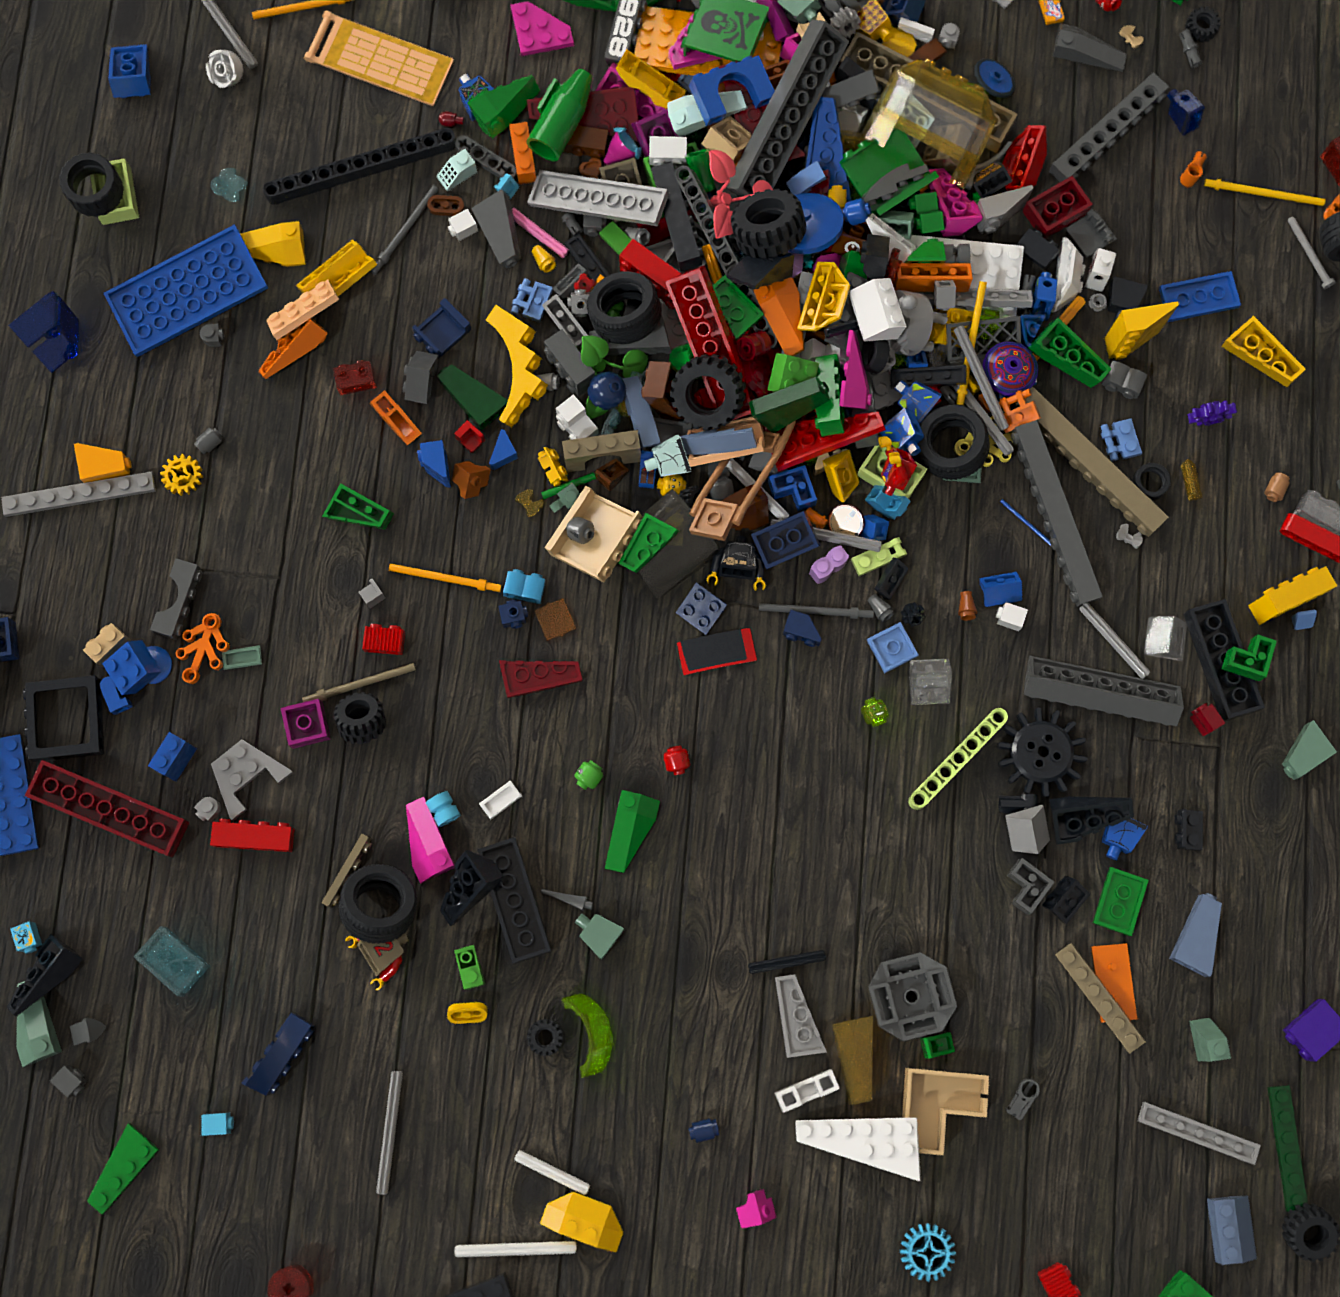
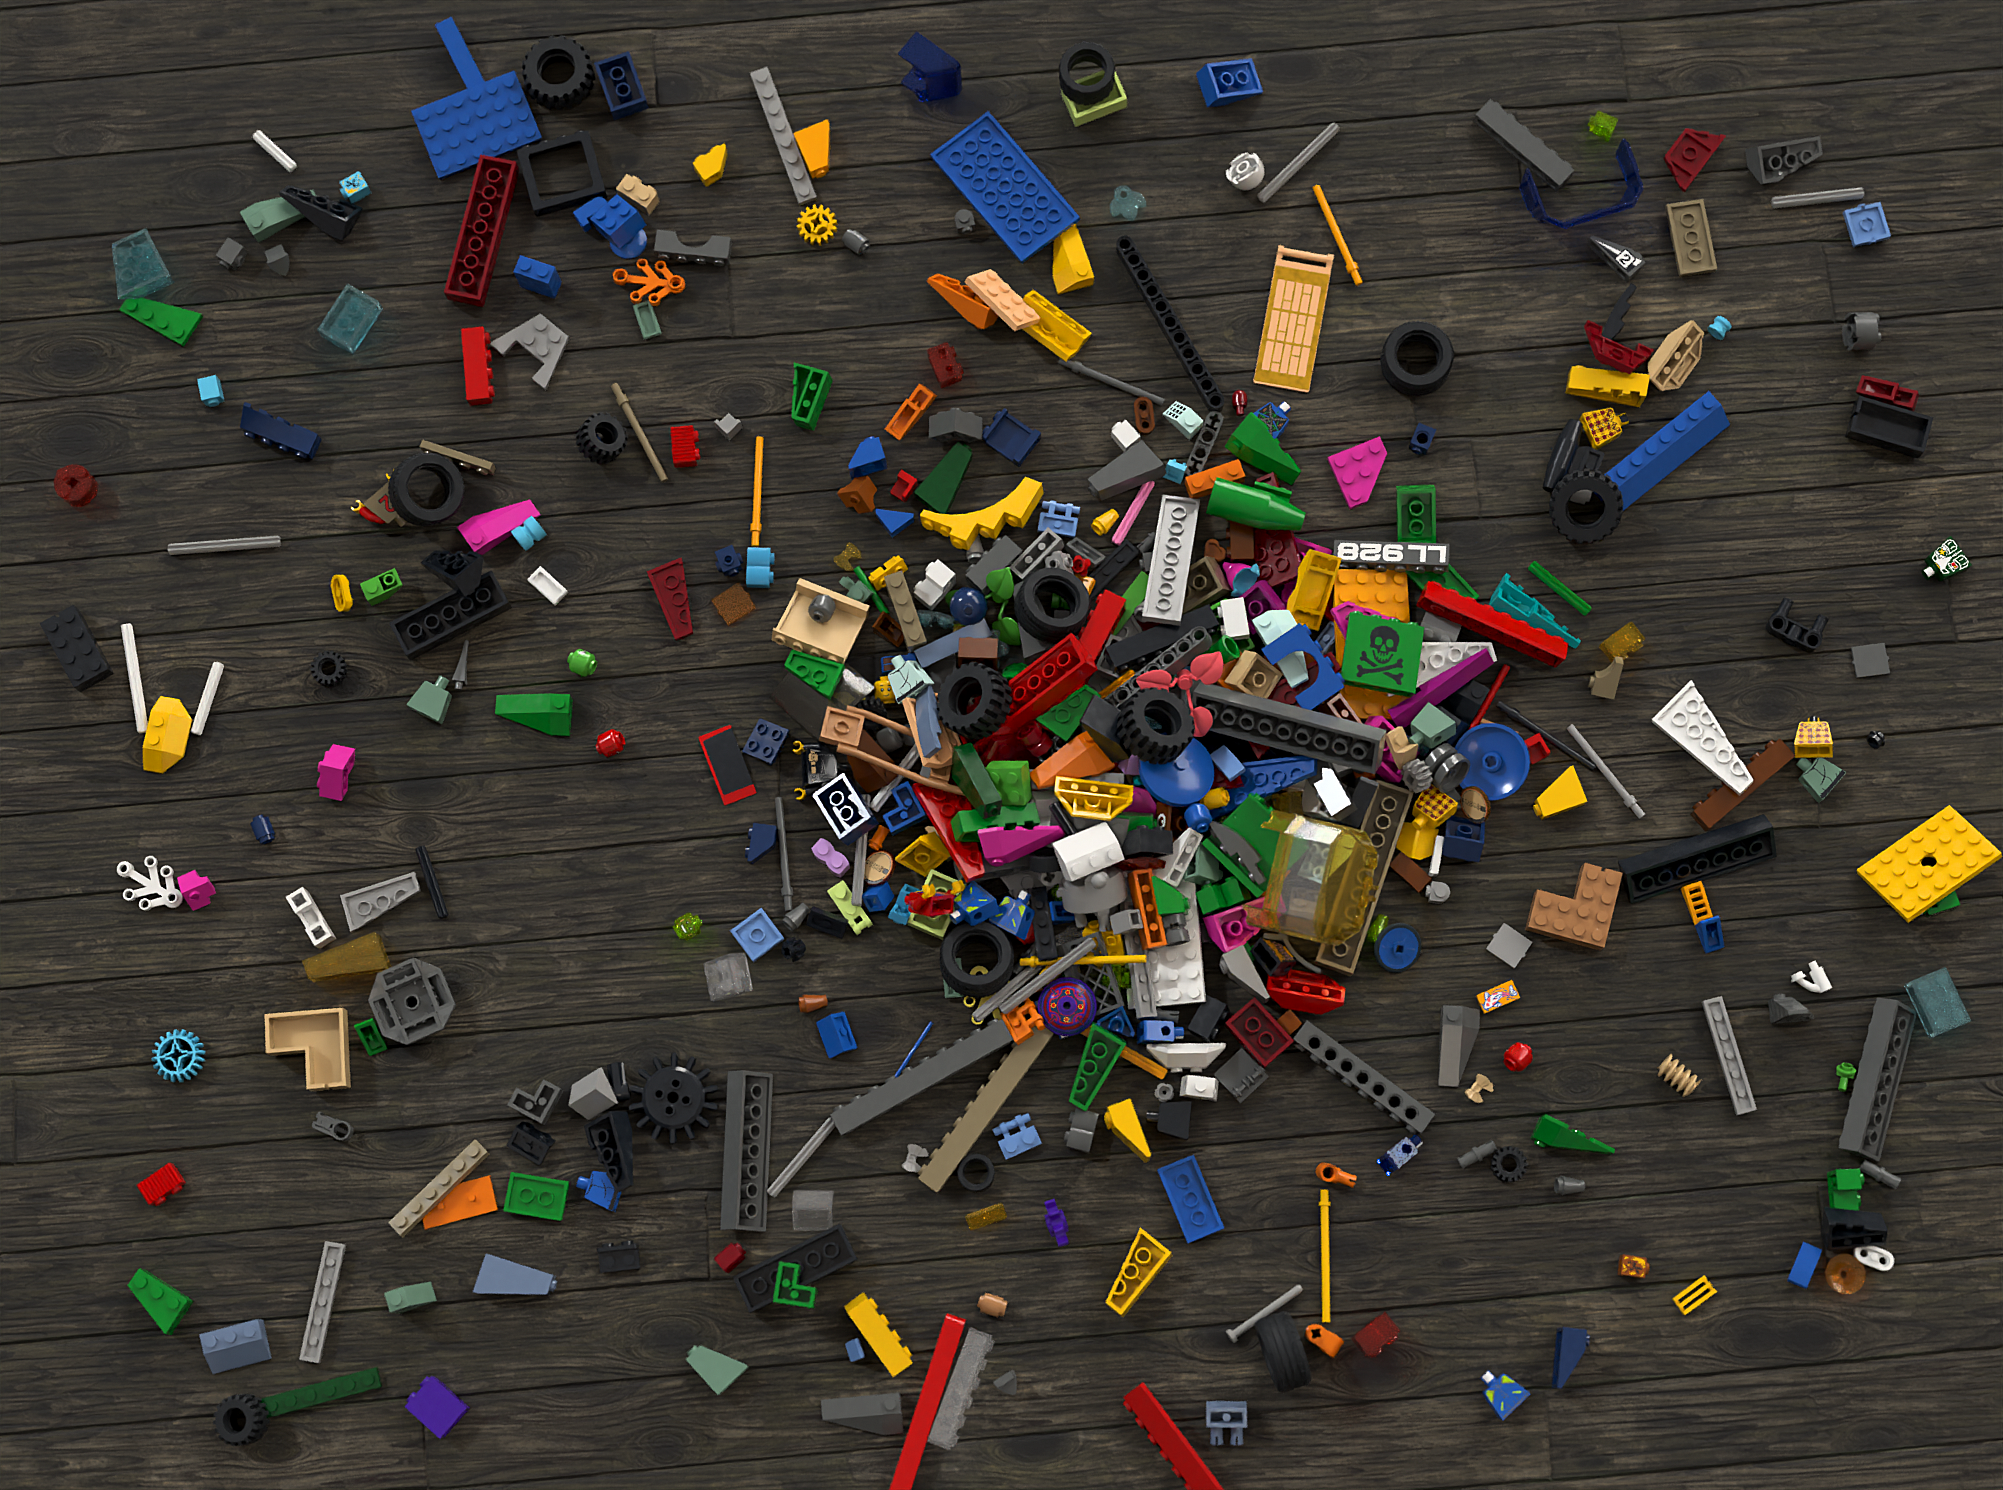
camera: 85 degrees right, 0 degrees up
(59, 1183) = (138, 266): none -> clear light blue wedge
(94, 568) = (711, 166): none -> yellow slope
(208, 809) = (497, 320): light grey plate -> none
(305, 723) = (590, 390): magenta brick -> none
(598, 1032) = (342, 714): clear neon green windscreen -> none
(657, 1044) = (335, 772): none -> dark pink brick
(742, 1257) = (152, 886): none -> white plant
(879, 1142) = (270, 988): white wing -> none
(966, 754) = (645, 1011): yellowish green beam -> none
(1011, 616) = (808, 1048): white brick -> none
(1047, 181) = (1289, 1022): none -> dark orange slope

